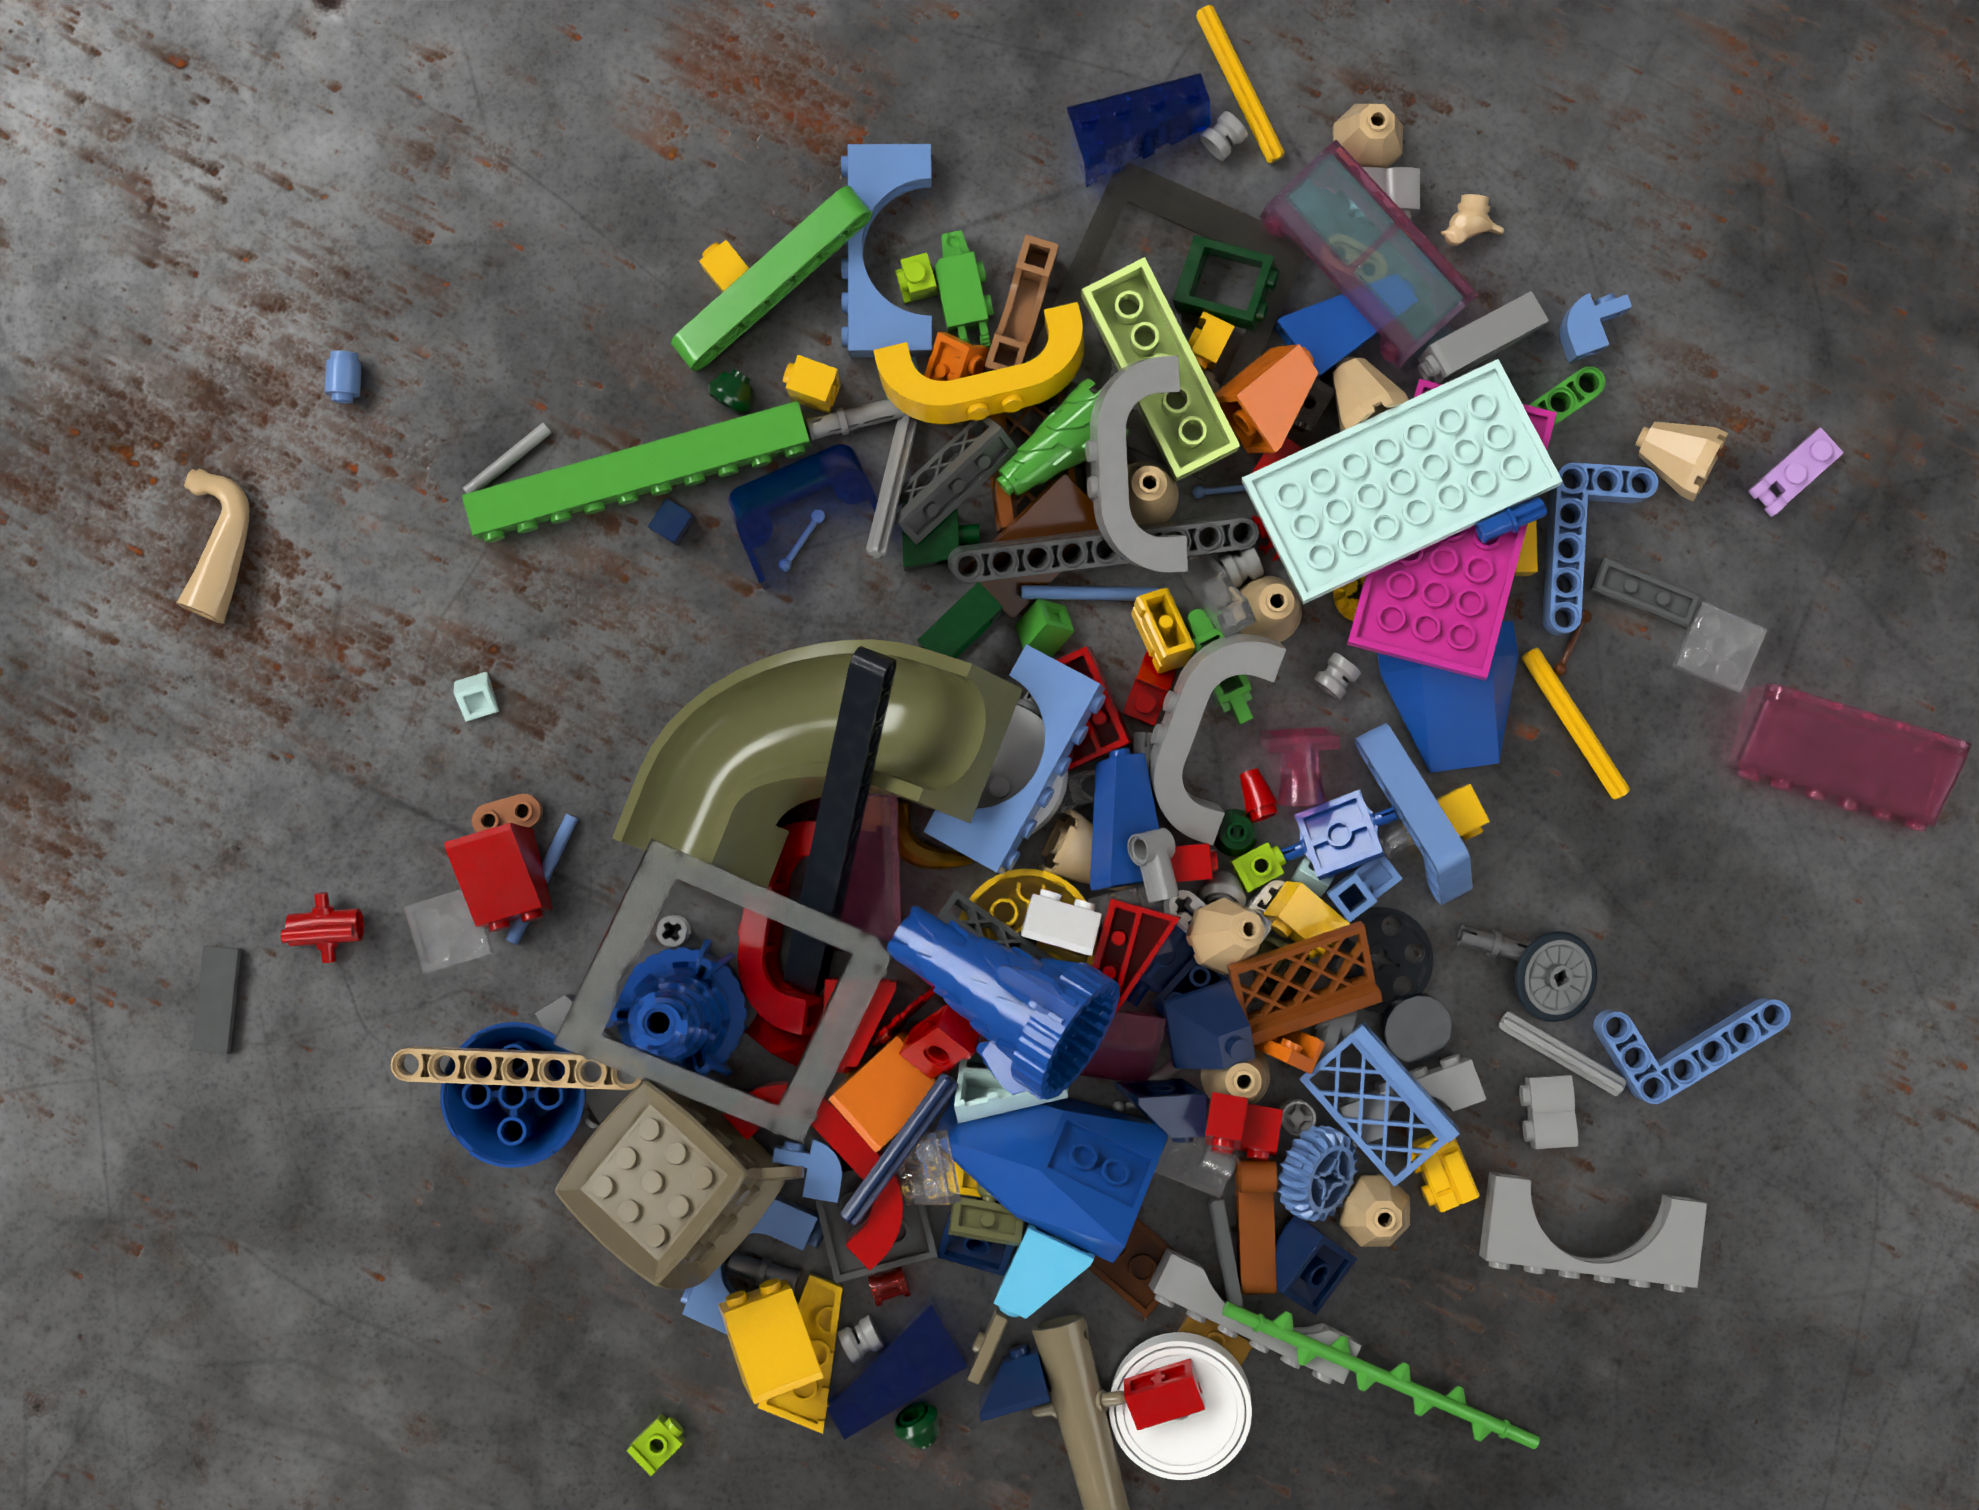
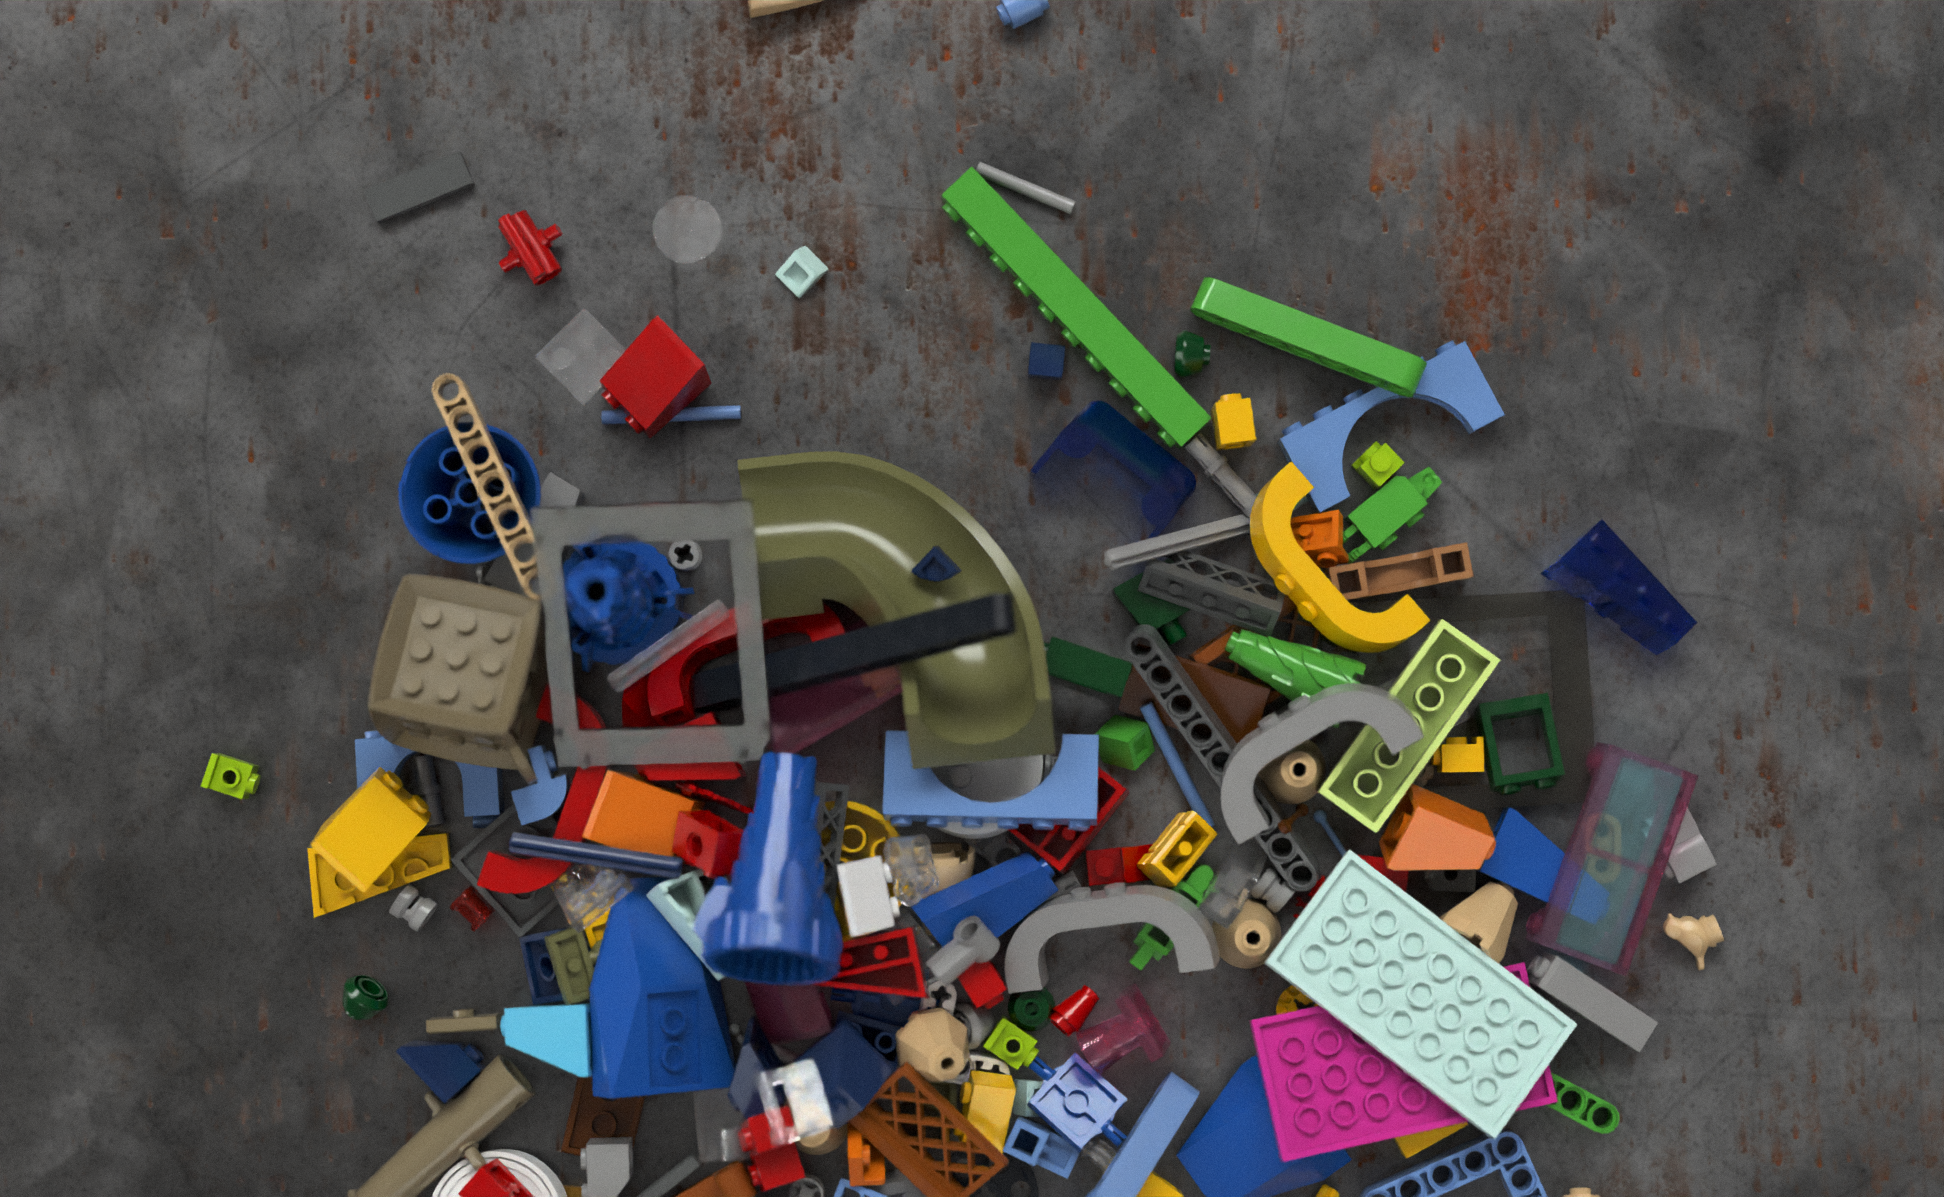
camera: 70 degrees right, 0 degrees up
(384, 778) = (687, 229): none -> clear tile
(506, 812) = (711, 353): nougat plate -> none
(722, 264) = (1298, 287): yellow brick -> none
(746, 987) = (668, 646): none -> clear axle
(800, 710) = (936, 566): none -> dark blue tile
(817, 518) = (1118, 488): medium blue hinge -> none
(907, 1366) = (410, 961): clear blue wedge -> none
(923, 855) = (866, 736): pearl gold piece -> none
(1054, 869) = (911, 864): none -> clear piece
(1191, 522) = (1300, 811): none -> reddish brown hinge
(1211, 1072) = (805, 1099): none -> clear plate
(1223, 136) = (1653, 672): light grey wheel -> none
(1240, 84) = (1709, 662): yellow axle -> none
(1336, 676) = (1218, 1026): light grey wheel -> none
(1370, 135) = (1723, 803): tan cone -> none
(1510, 519) = (1437, 1110): blue axle -> none
(1582, 327) = (1650, 1085): medium blue brick -> none

